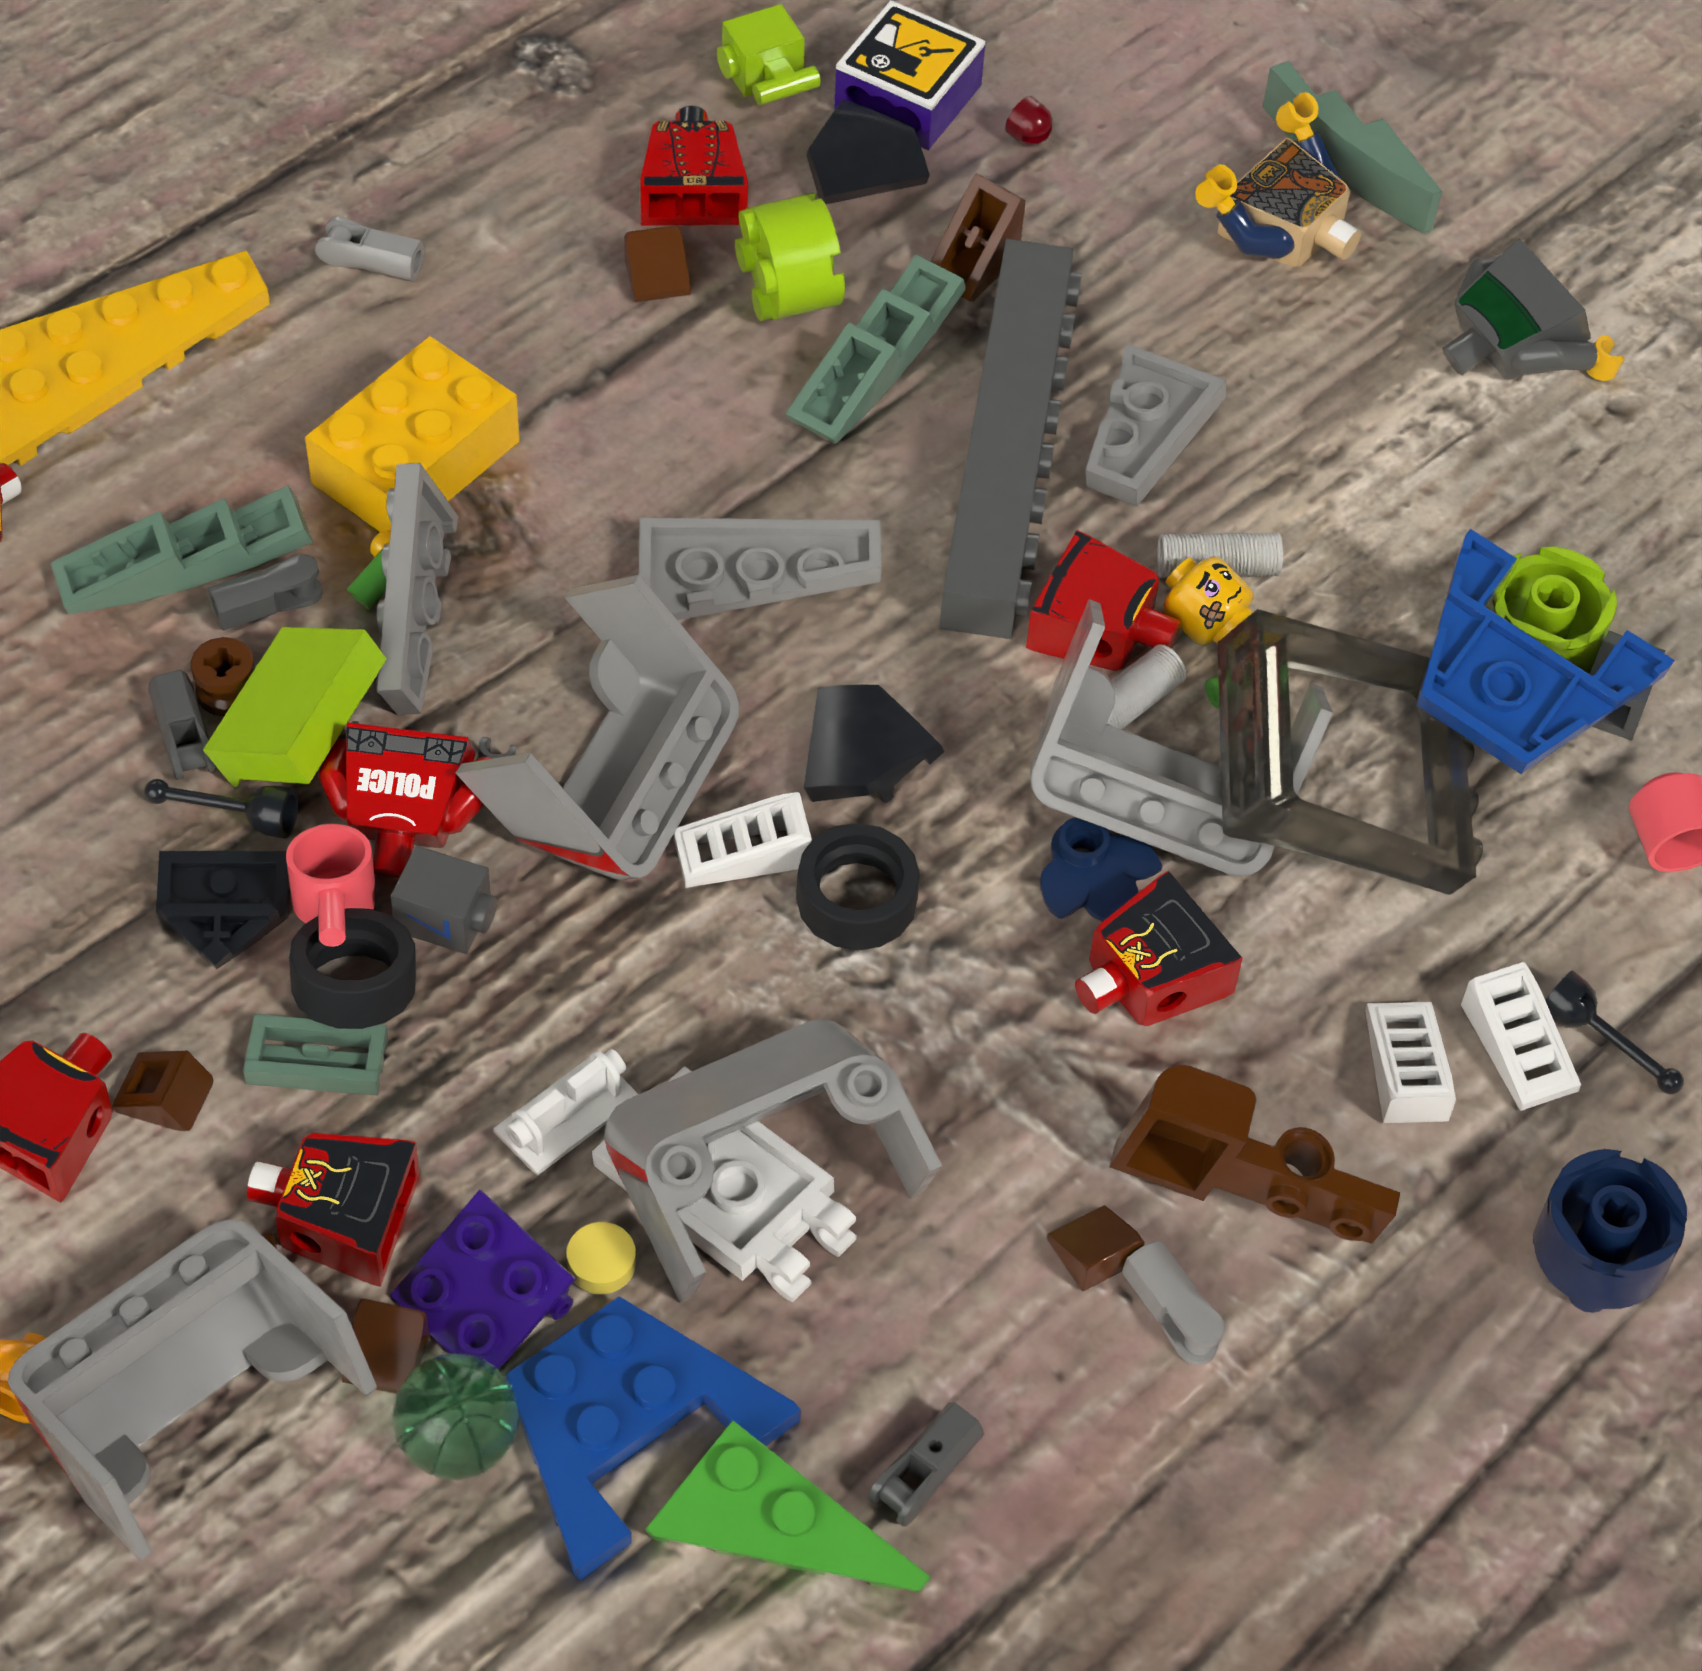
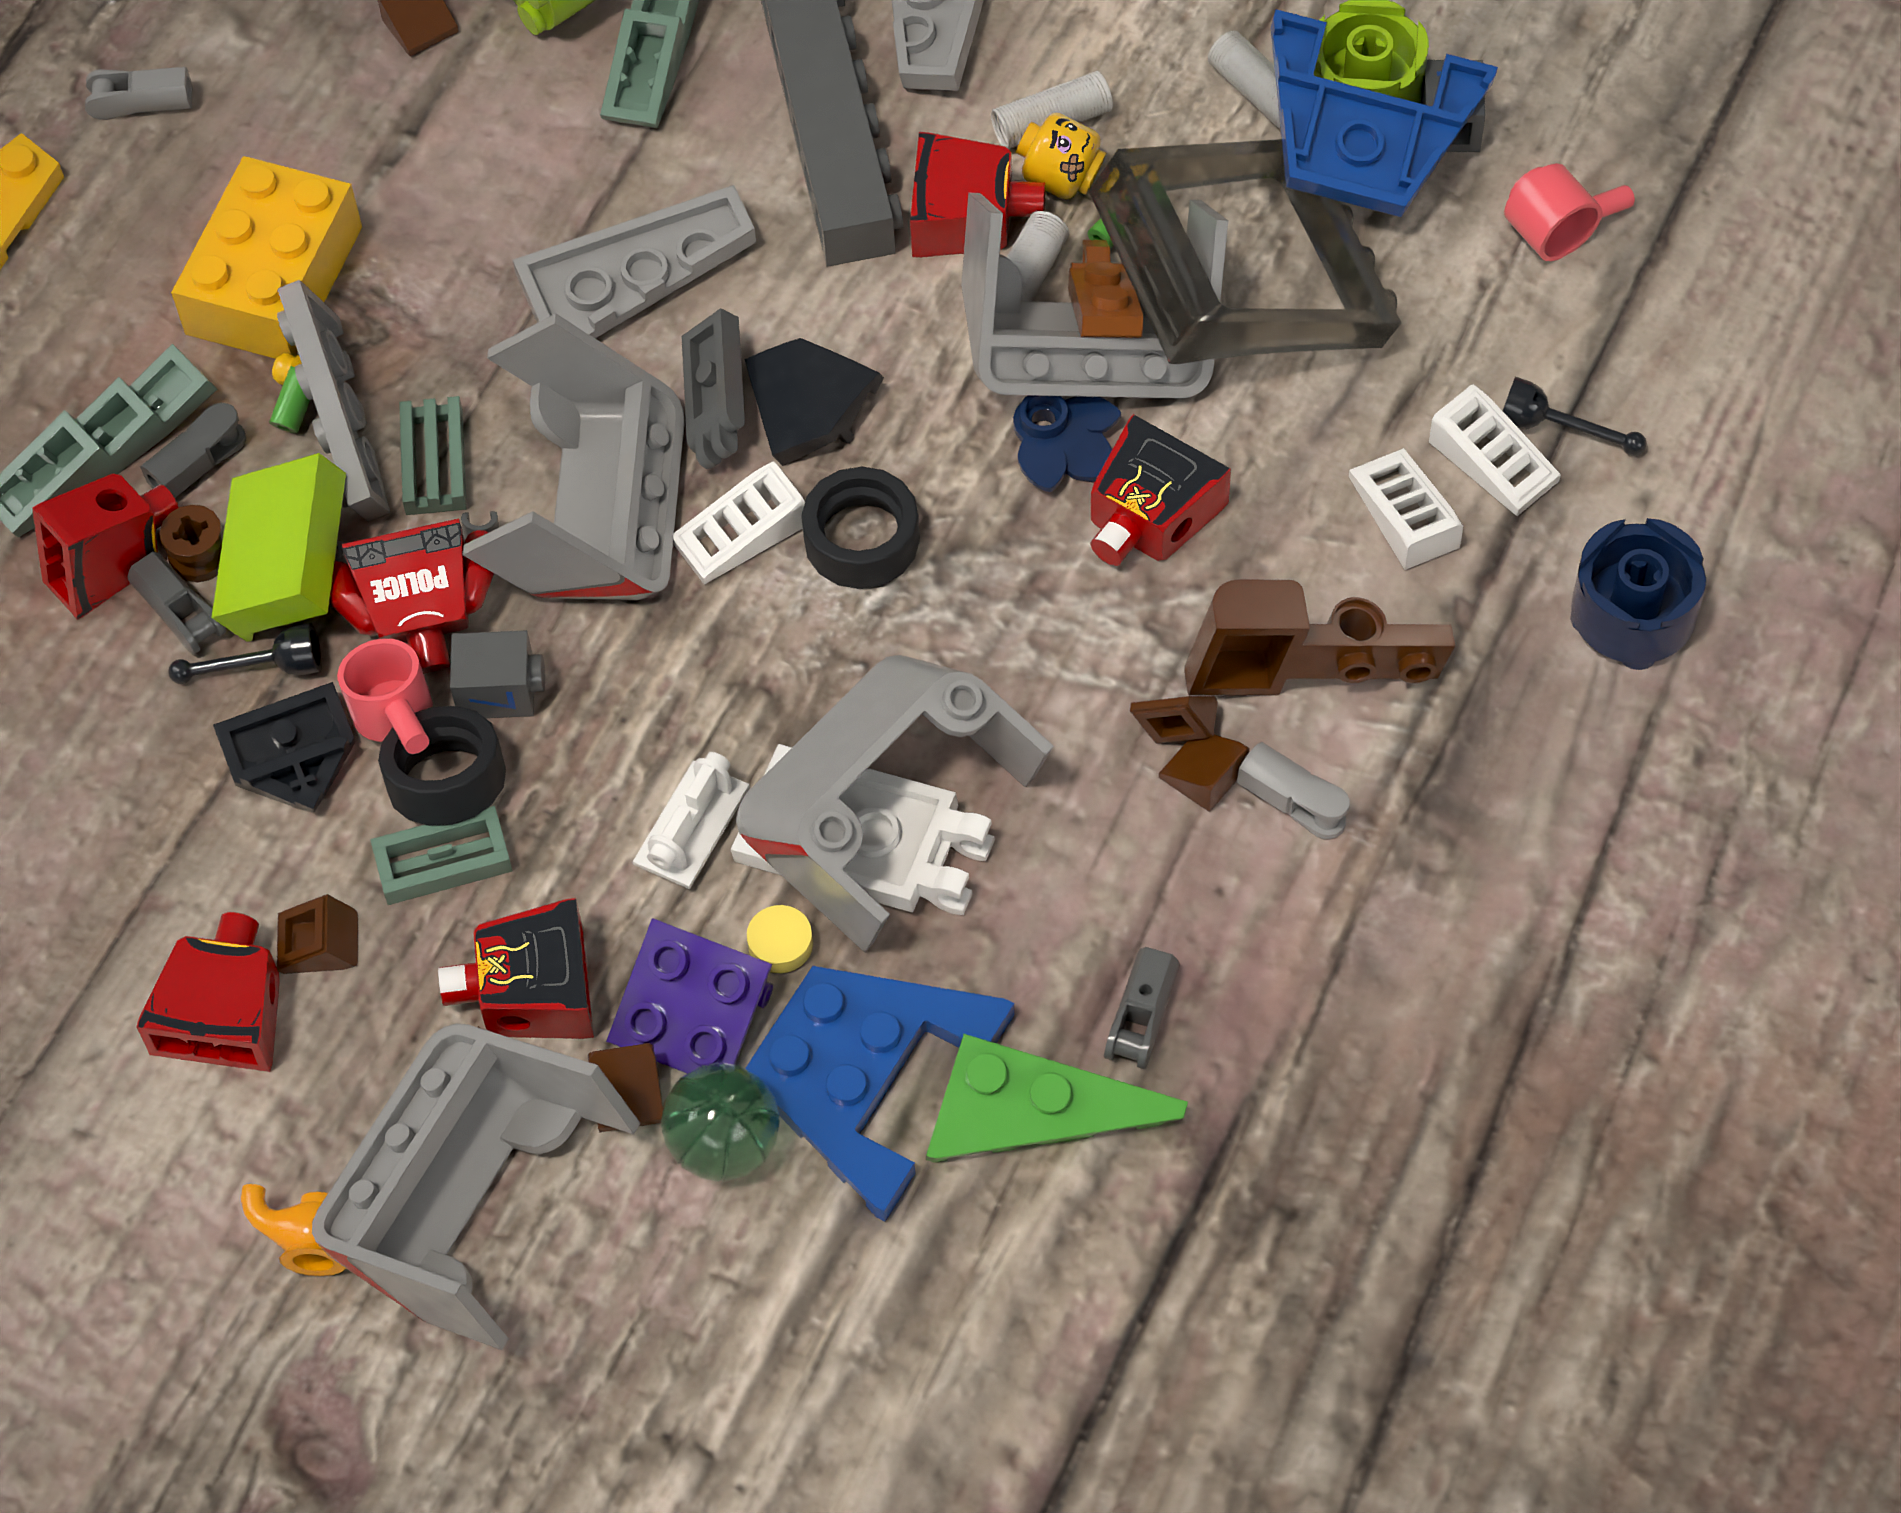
camera: 15 degrees left, 5 degrees up
(132, 635) = (95, 537): none -> red torso
(497, 636) = (430, 415): none -> sand green tile
(775, 703) = (713, 387): none -> dark grey hinge
(1086, 1185) = (1177, 718): none -> reddish brown slope
(1188, 746) = (1103, 295): none -> dark orange hinge
(1423, 569) = (1247, 68): none -> white piece

